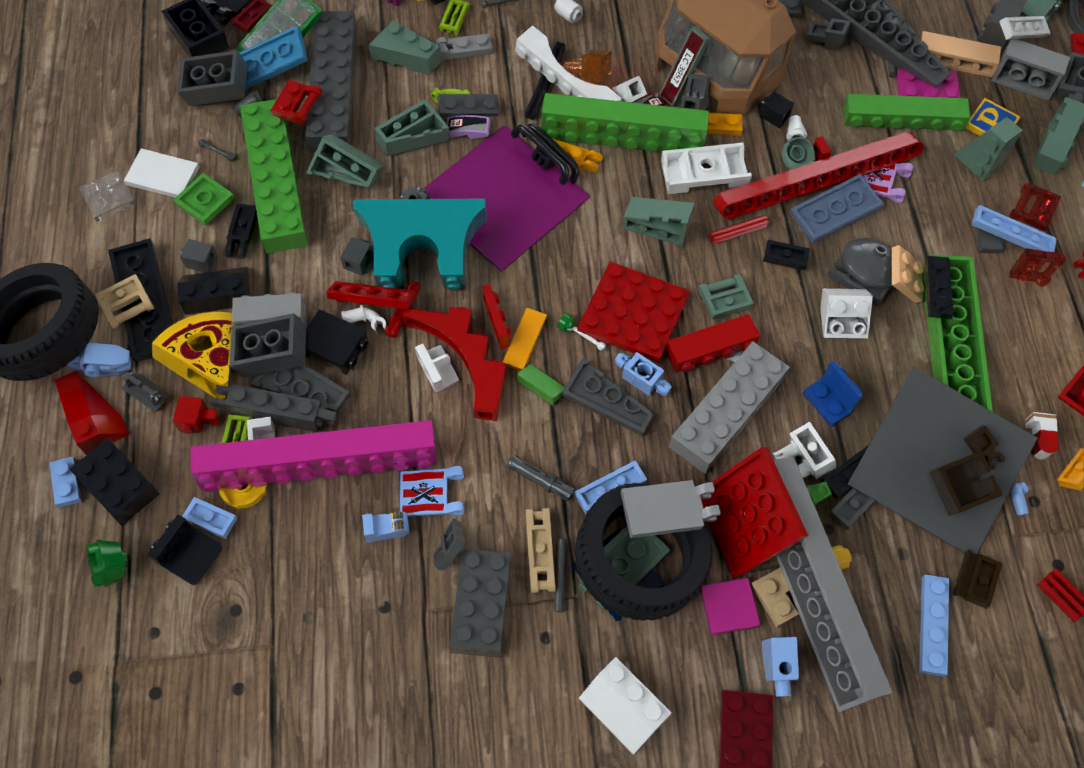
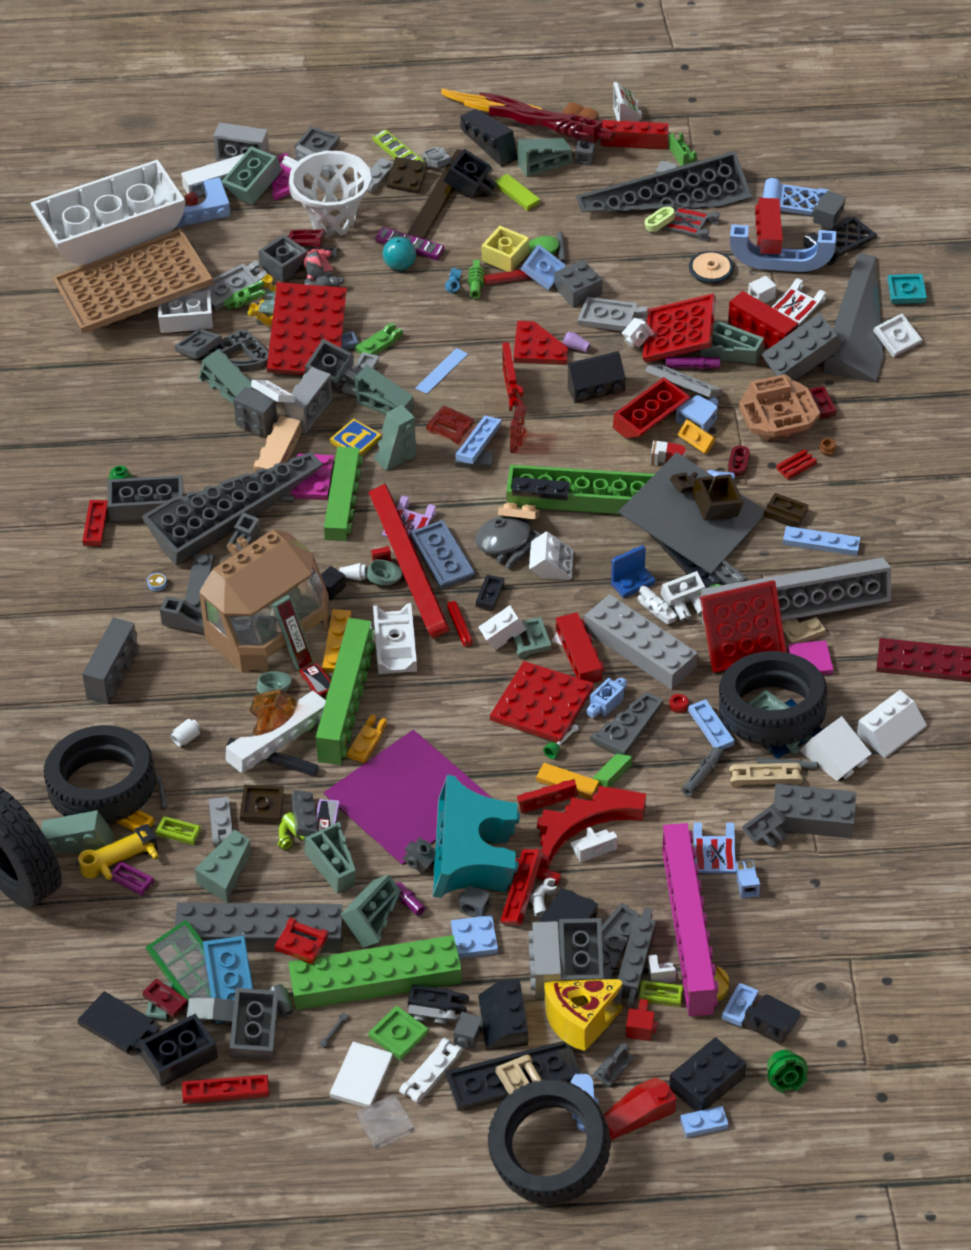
camera: 85 degrees left, 15 degrees down
(156, 71) = (225, 1089): none -> red plate
(157, 229) = (431, 1071): none -> white plate
(219, 224) = (421, 1013): none -> light grey hinge
(237, 41) = (211, 1009): none -> dark grey slope
(319, 260) = (474, 936): none -> light blue plate
(374, 194) = (409, 898): none -> magenta axle
(484, 73) = (261, 803): none -> dark brown plate
(548, 152) = (366, 752): black piece -> none
(575, 632) = (837, 750): none -> white slope
(630, 89) = (301, 684): white brick -> none
(636, 66) = (273, 681): none -> sand green hat
(645, 453) = (678, 703): none -> red tile
(659, 219) = (451, 672): sand green wedge -> none
(667, 508) = (744, 670): light grey tile -> none
(696, 92) = (320, 633): dark grey brick -> none
(727, 262) = (502, 627): none -> white brick
(784, 653) = (856, 627): light blue torso -> none
(790, 422) = (656, 605): none -> white hinge
(1050, 520) = (739, 460): none -> dark red plate

